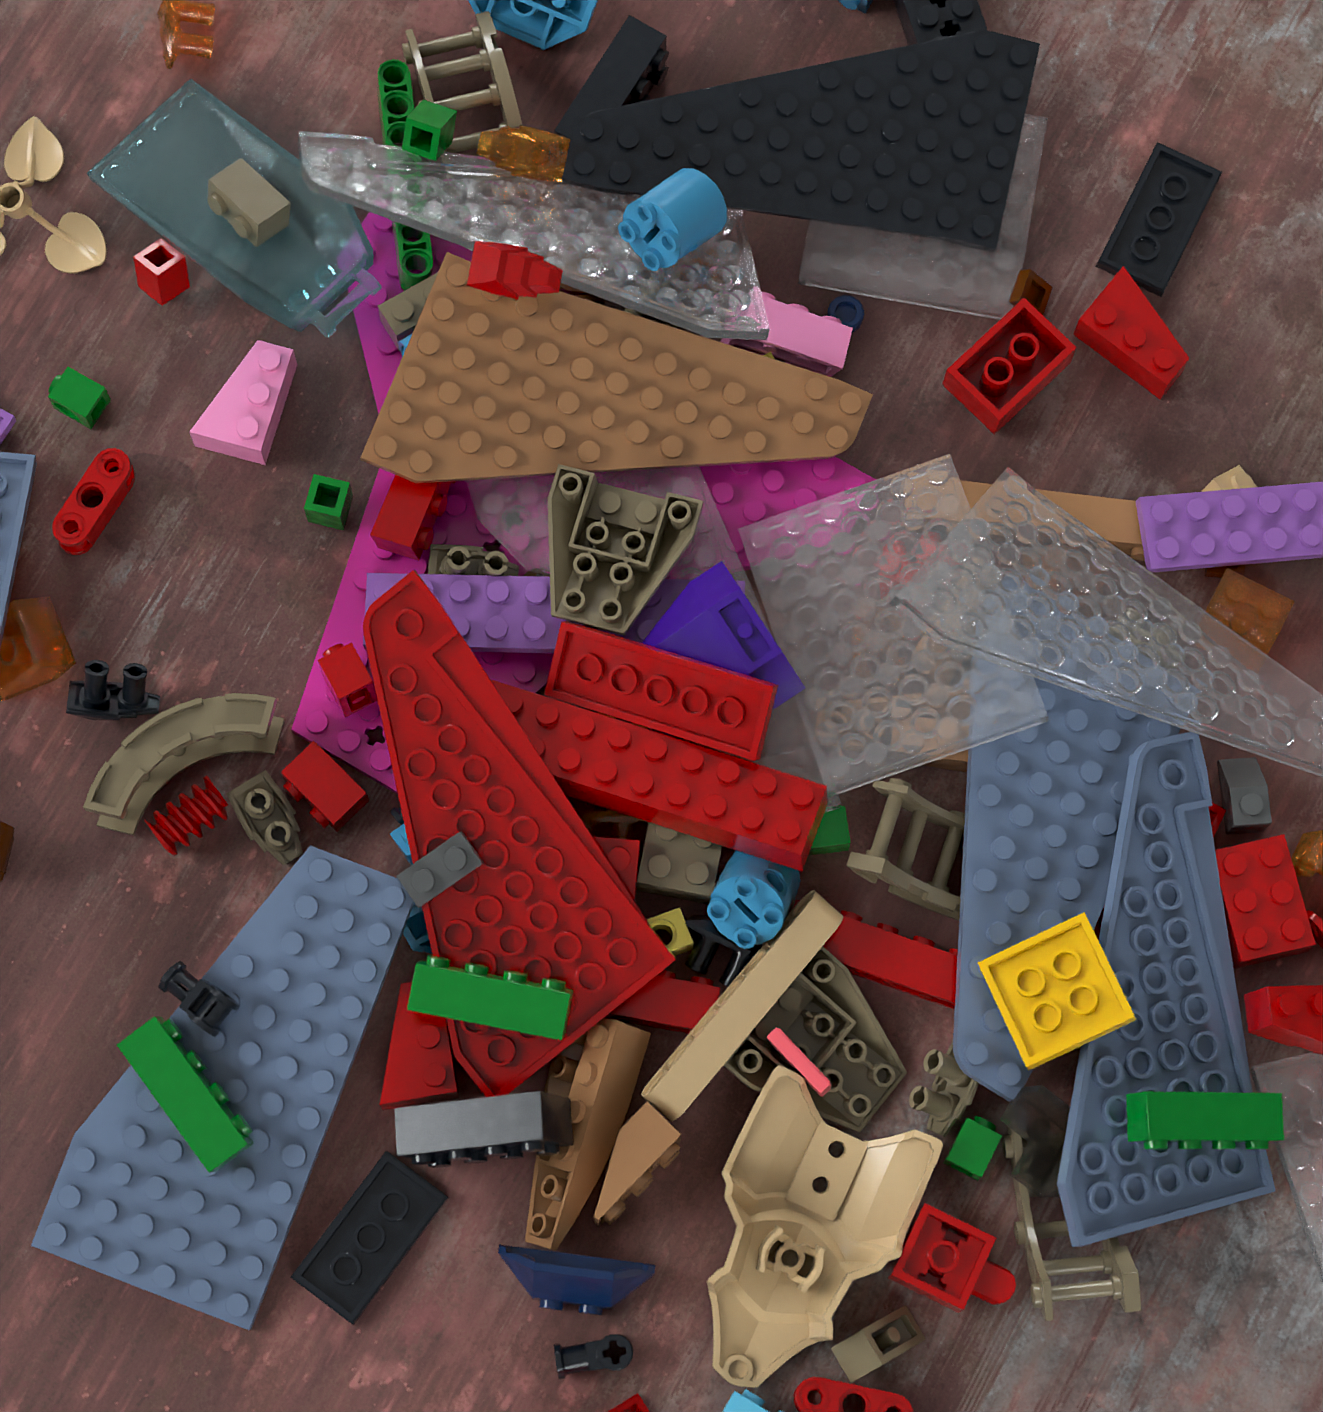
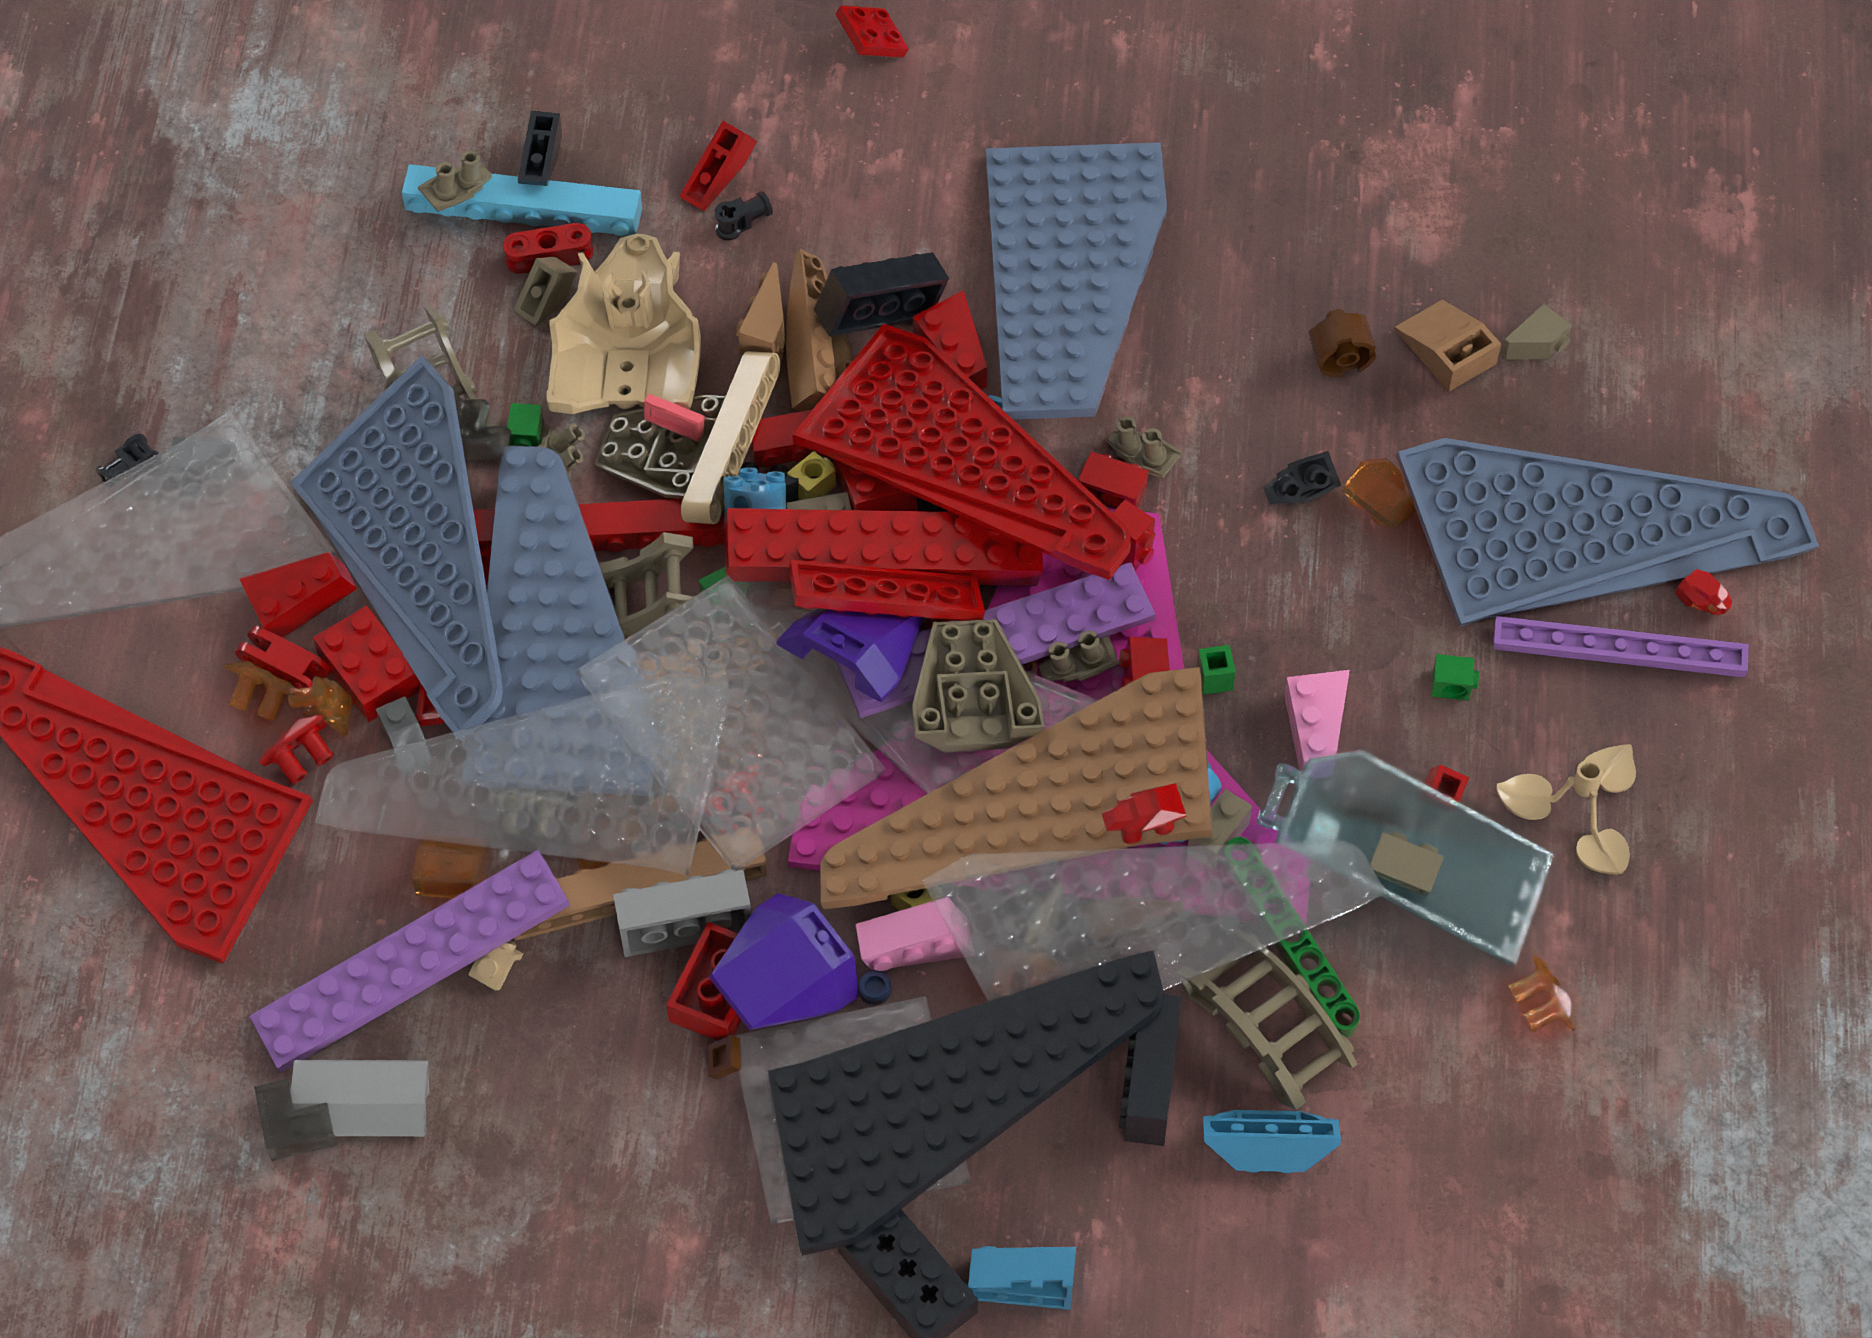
camera: 160 degrees right, 15 degrees down
(96, 481) = (1395, 625): red piece -> none
(174, 743) = (1220, 468): dark tan fence -> none
(185, 1092) = (1100, 236): green brick -> none
(188, 816) = (1201, 424): red piece -> none
(202, 1001) = (1119, 289): black connector -> none
(369, 1237) = (935, 221): black tile -> none
(429, 130) = (1281, 942): green brick -> none
(440, 869) = (991, 420): dark grey plate -> none
(490, 999) = (914, 362): green brick -> none
(526, 152) = (1185, 957): clear orange connector -> none
(574, 1278) = (779, 245): dark blue wedge -> none
(674, 218) = (1040, 937): dark azure cylinder -> none
(943, 340) = (786, 966): none -> dark purple wedge
(949, 1264) = (514, 350): red brick -> none
(1038, 451) = (678, 911): none -> light grey brick
(1056, 991) = (499, 500): yellow plate -> none
(1132, 335) = (624, 1052): red wedge -> none
(1159, 218) = (638, 1175): black tile -> none
(1204, 1118) = (358, 479): green brick -> none

